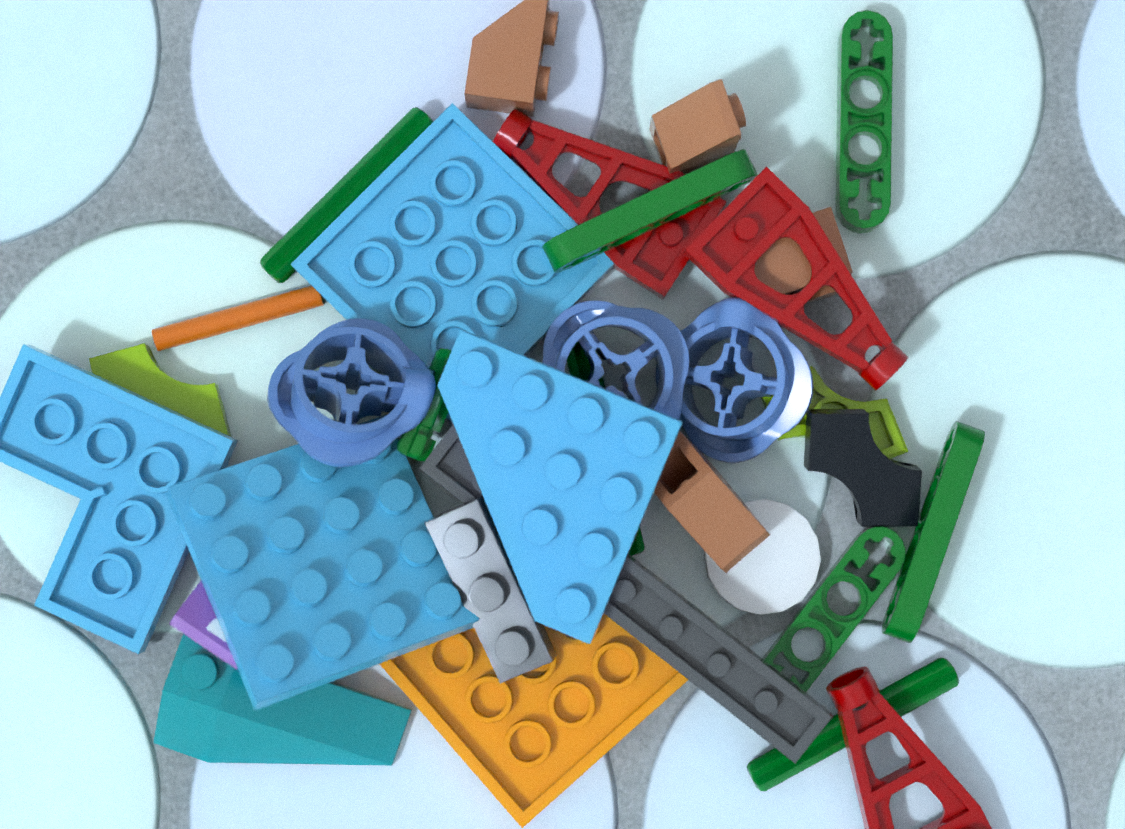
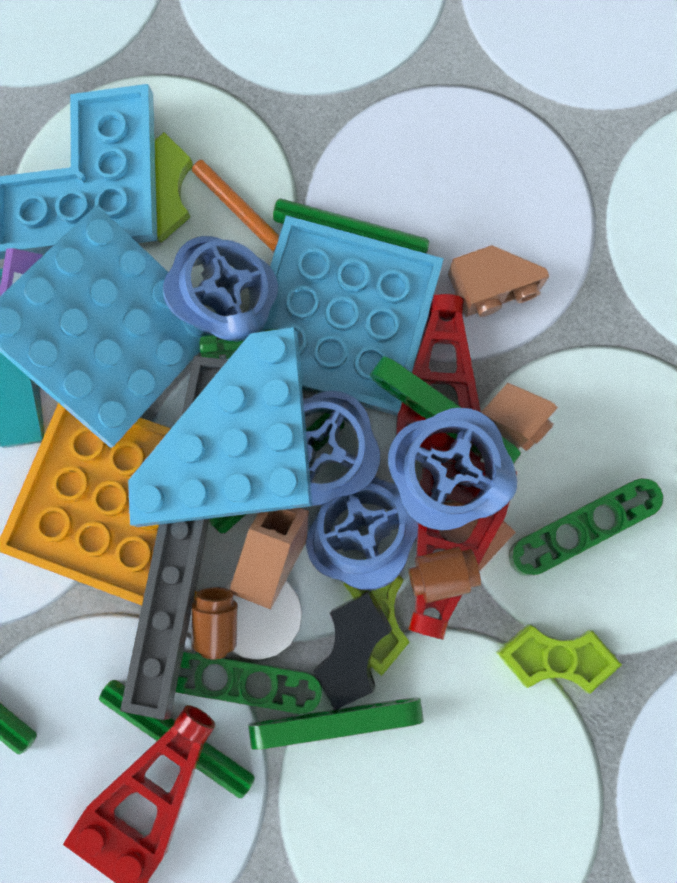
camera: 60 degrees right, 5 degrees down
(490, 589) = (134, 442): plate -> none
(750, 607) = (214, 623): none -> dark orange brick
(773, 200) = (495, 487): none -> medium blue piece
(841, 314) = (444, 574): none -> dark orange brick
(981, 262) = (538, 657): none -> lime tile

